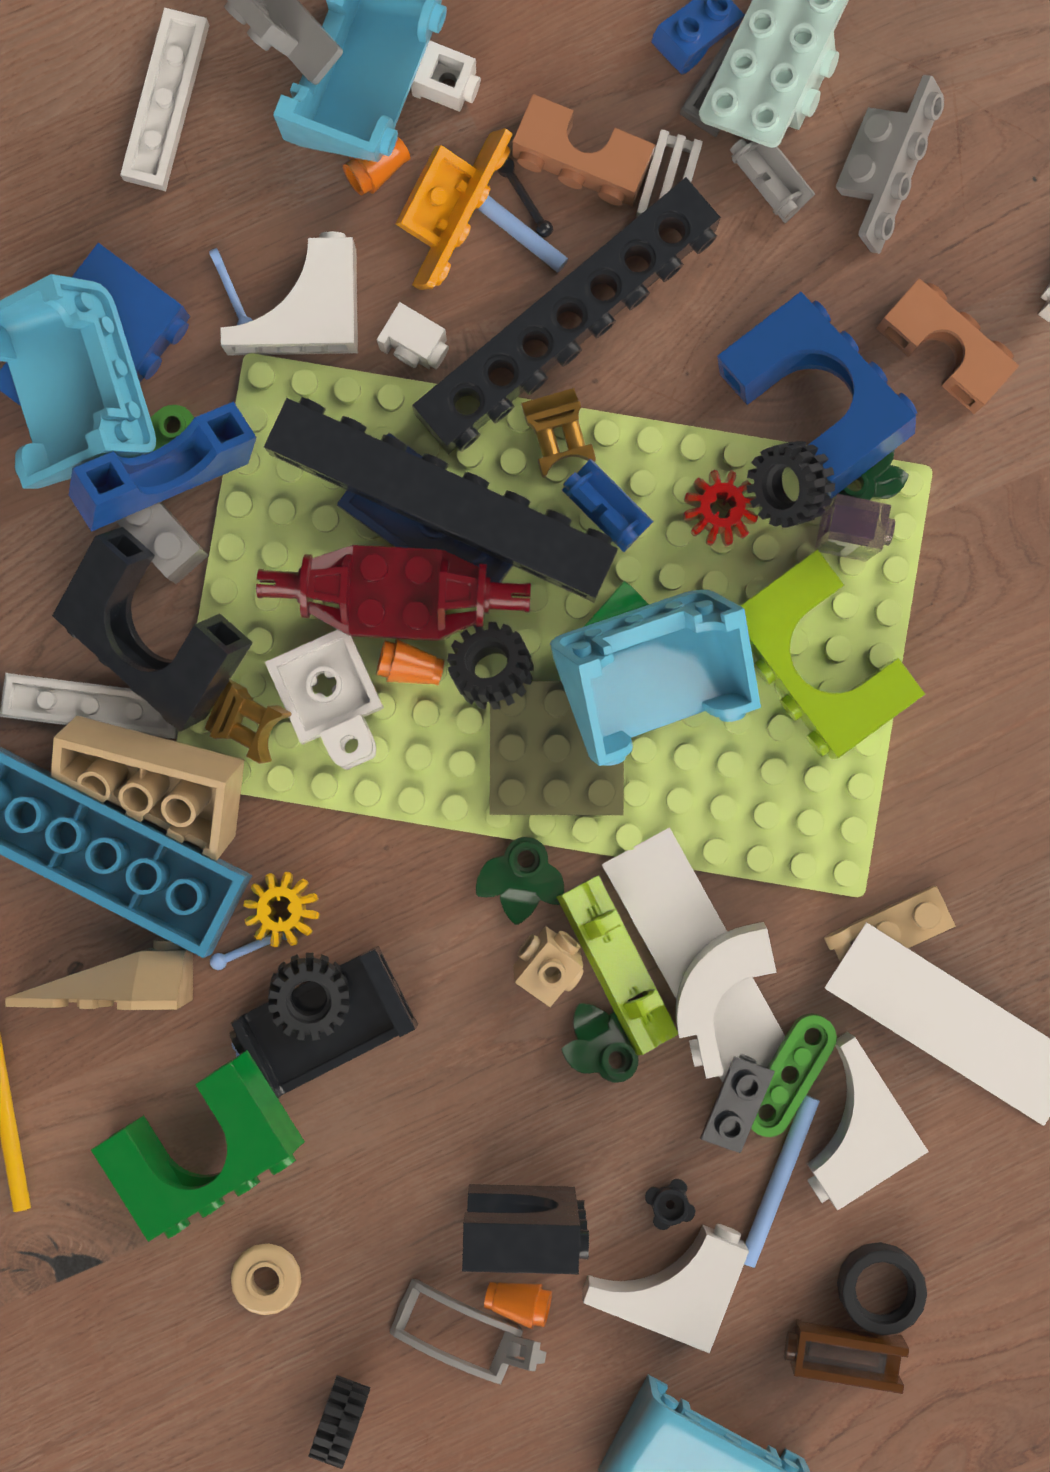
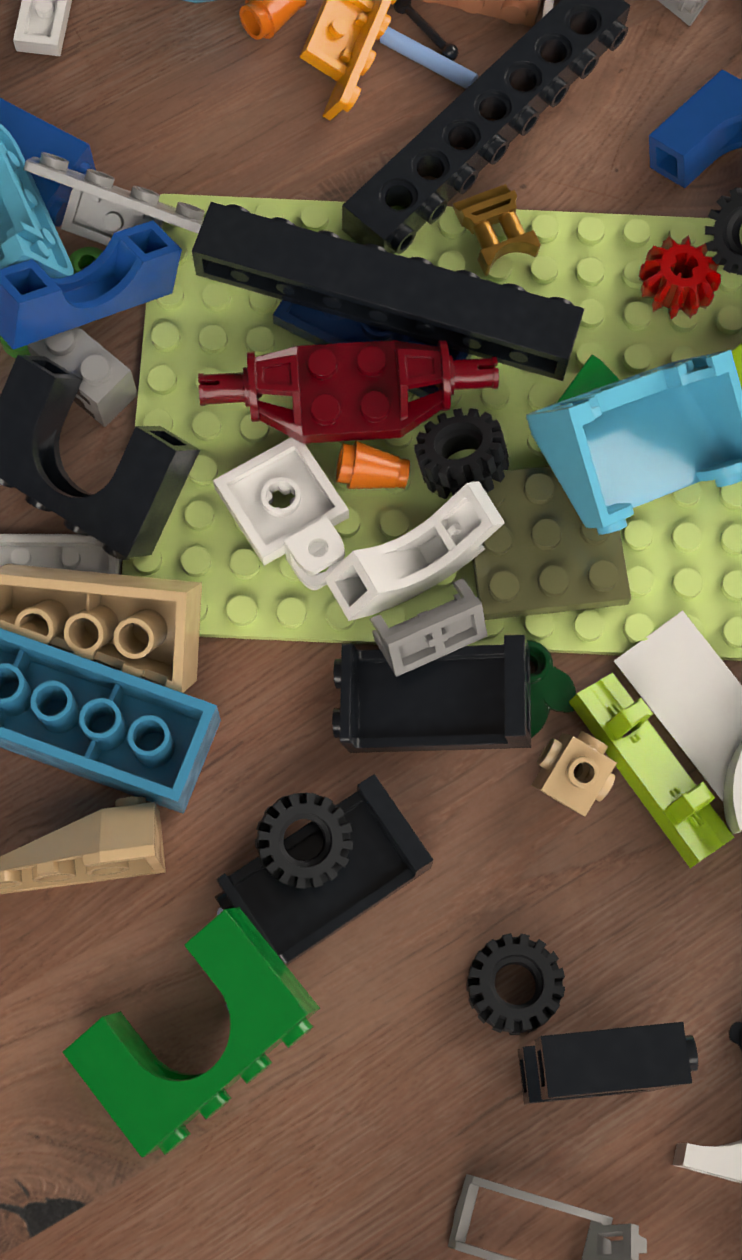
camera: 10 degrees left, 15 degrees down
(197, 376) = (101, 209): none -> light grey bracket
(216, 257) = (154, 167): light blue hinge -> none
(219, 961) = (266, 780): light blue hinge -> none
(228, 715) = (178, 538): pearl gold piece -> none
(260, 1300) = (260, 1201): tan piece -> none
(266, 911) = (264, 767): yellow gear -> none
(315, 315) = (225, 148): white arch -> none
(413, 338) = (331, 157): white brick -> none
(433, 759) = (409, 565): none -> white arch
(436, 883) = (452, 703): none -> black panel
(439, 826) = (432, 631): none -> light grey hinge
(473, 1161) = (538, 961): none -> black tyre
(519, 1302) = (602, 1183): orange cone -> none
(596, 1039) = (641, 857): dark green plate -> none
(607, 505) = (549, 277): blue hinge -> none

